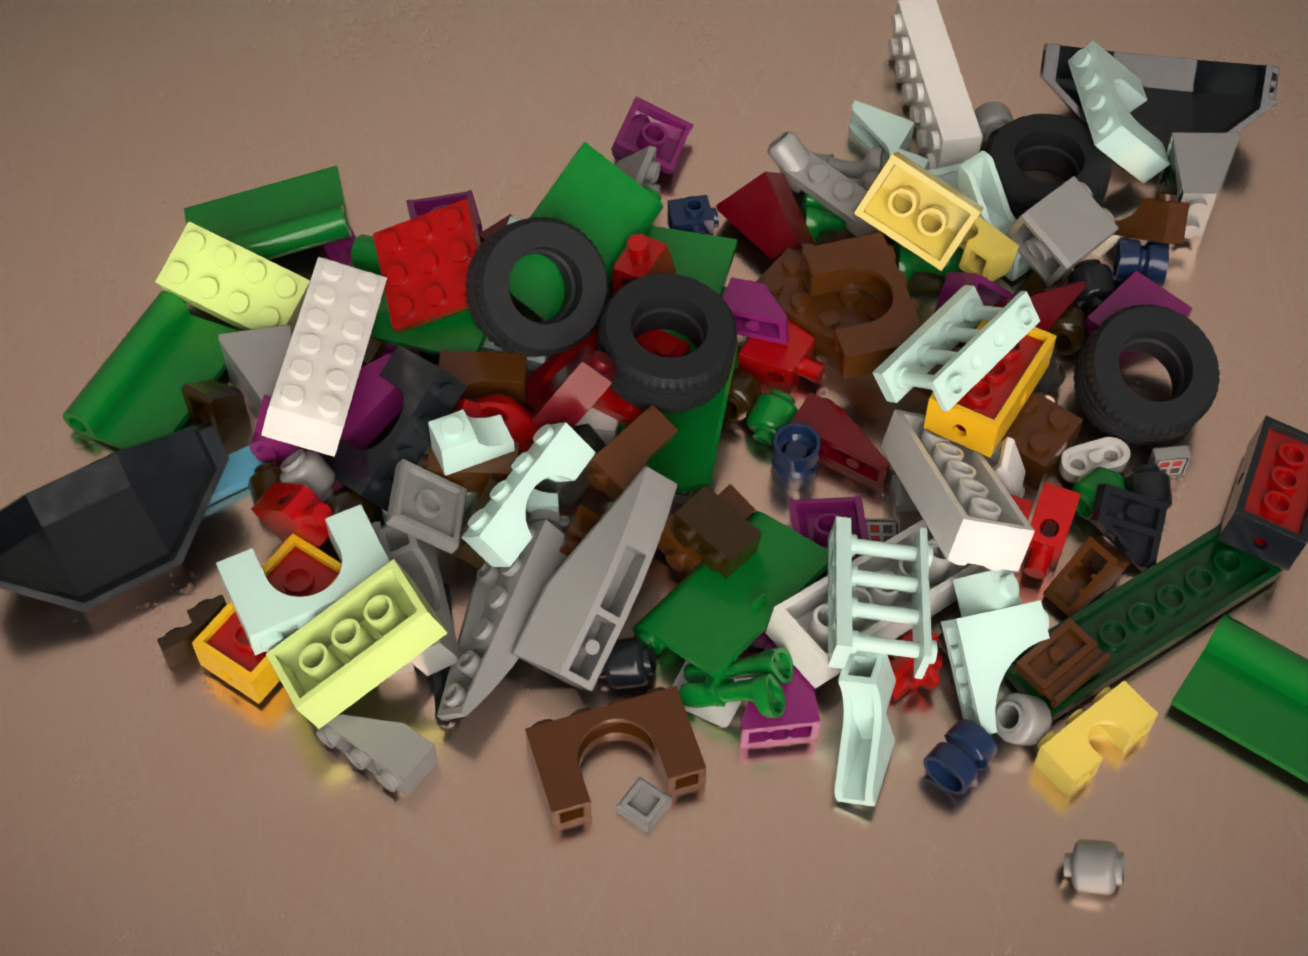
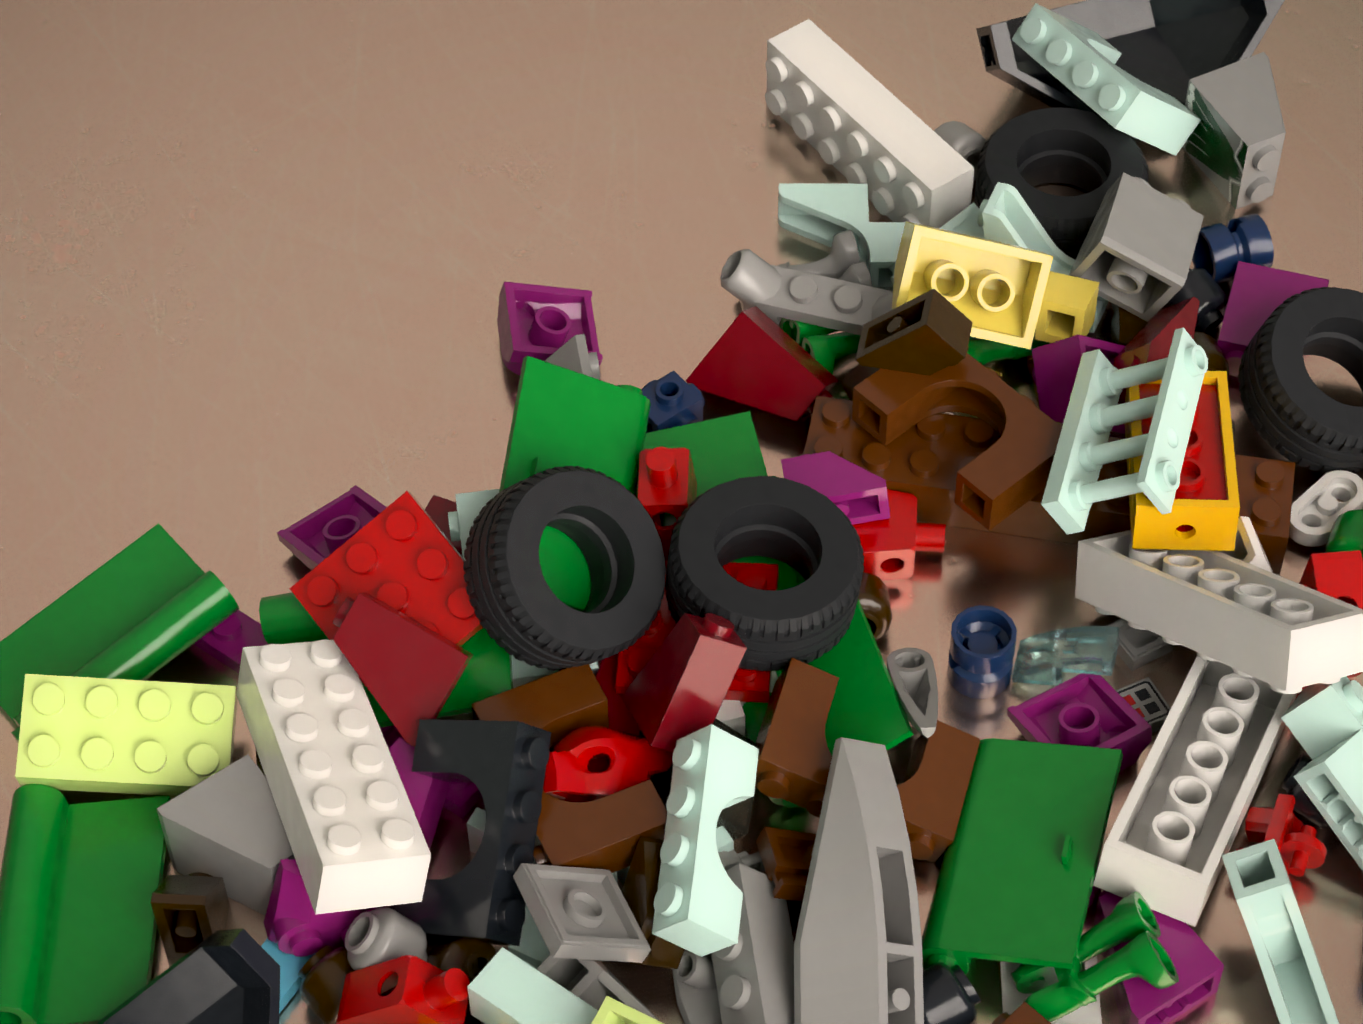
camera: 25 degrees left, 5 degrees down
(408, 304) = (399, 661): none -> dark red slope
(468, 441) = (590, 804): light aqua arch -> none
(715, 532) = (963, 785): dark brown brick -> none
(732, 460) = (916, 687): none -> light grey piece
(769, 414) = (921, 615): green head -> none
(842, 440) = (1027, 602): dark red slope -> none
(845, 608) = (1193, 808): light aqua fence -> none
(852, 479) = (1081, 650): none -> clear light blue slope
(859, 231) = (916, 336): none -> dark brown slope
(1157, 220) = (1231, 189): reddish brown arch -> none

